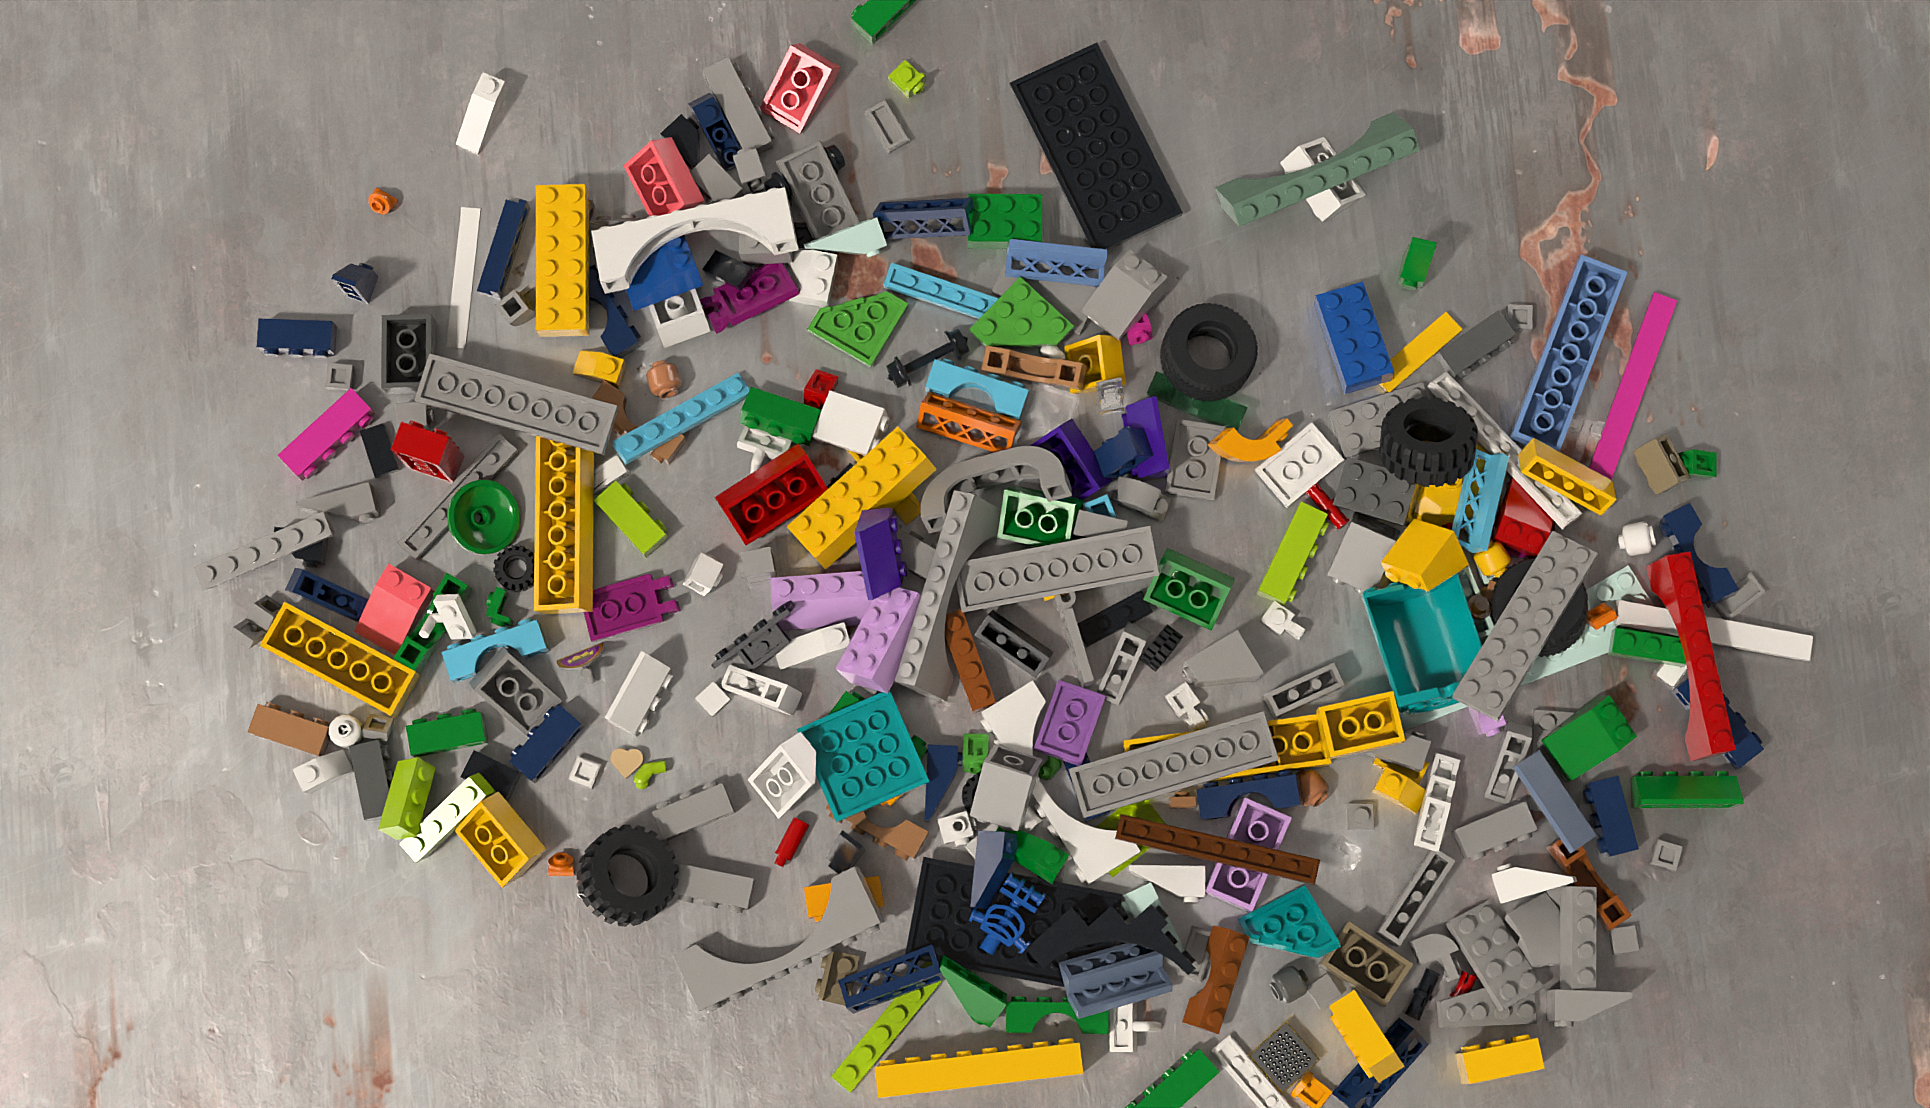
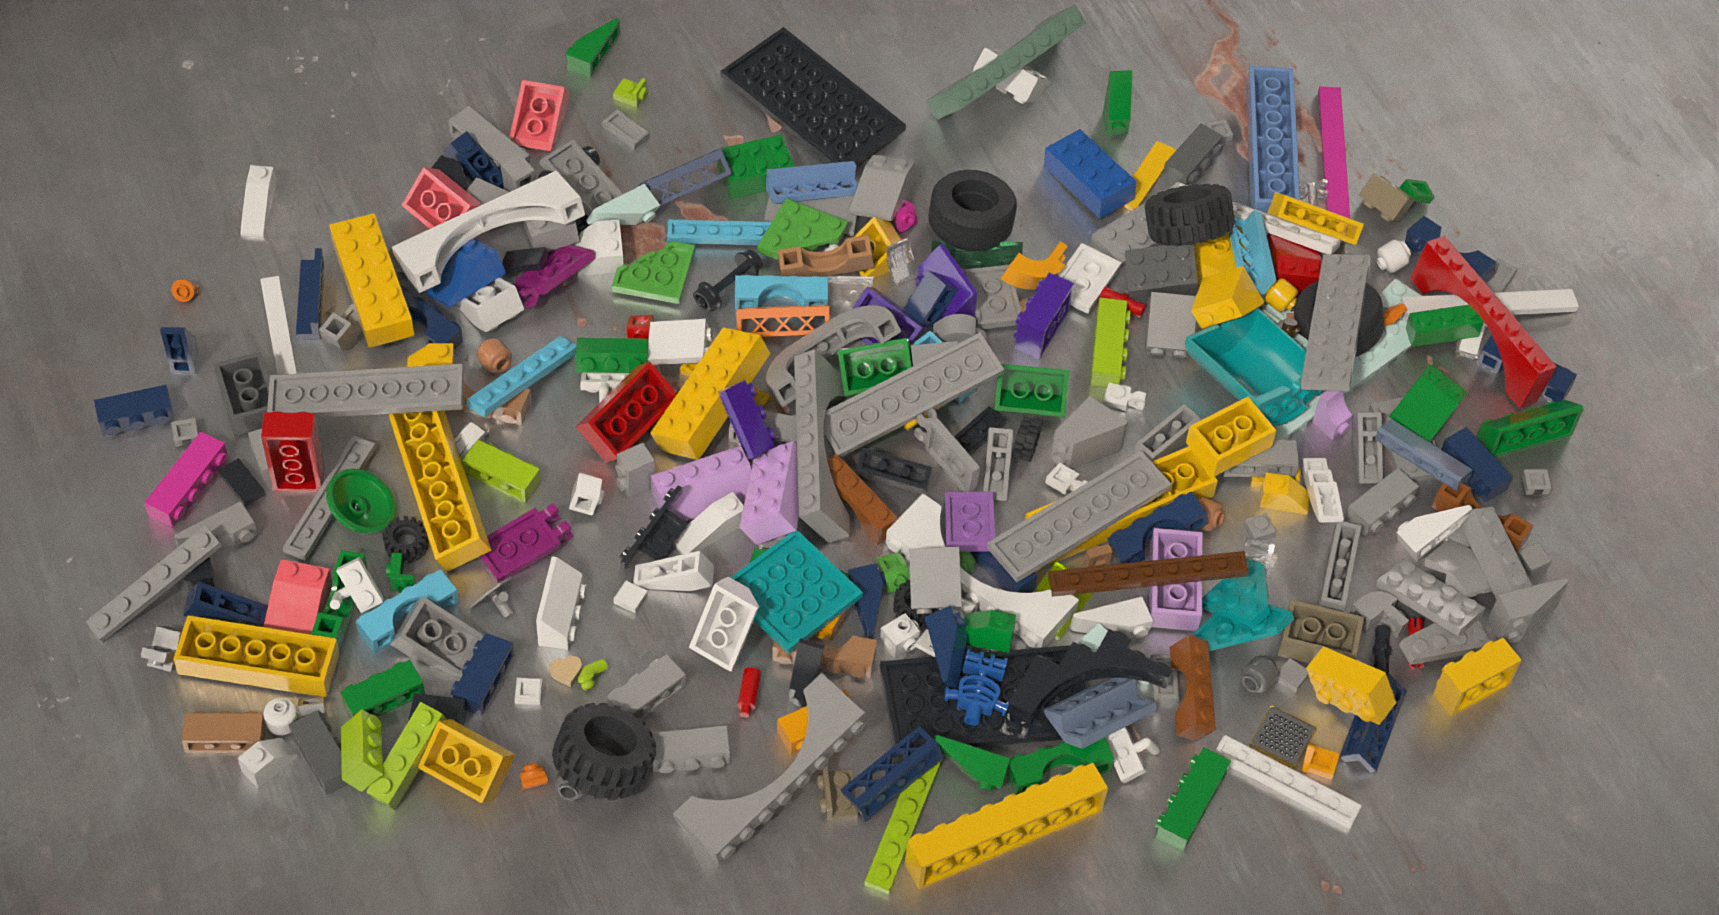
camera: 25 degrees left, 25 degrees down
(1233, 505) = (1043, 315): none -> dark purple brick
(1307, 904) = (1241, 597): none -> teal plate

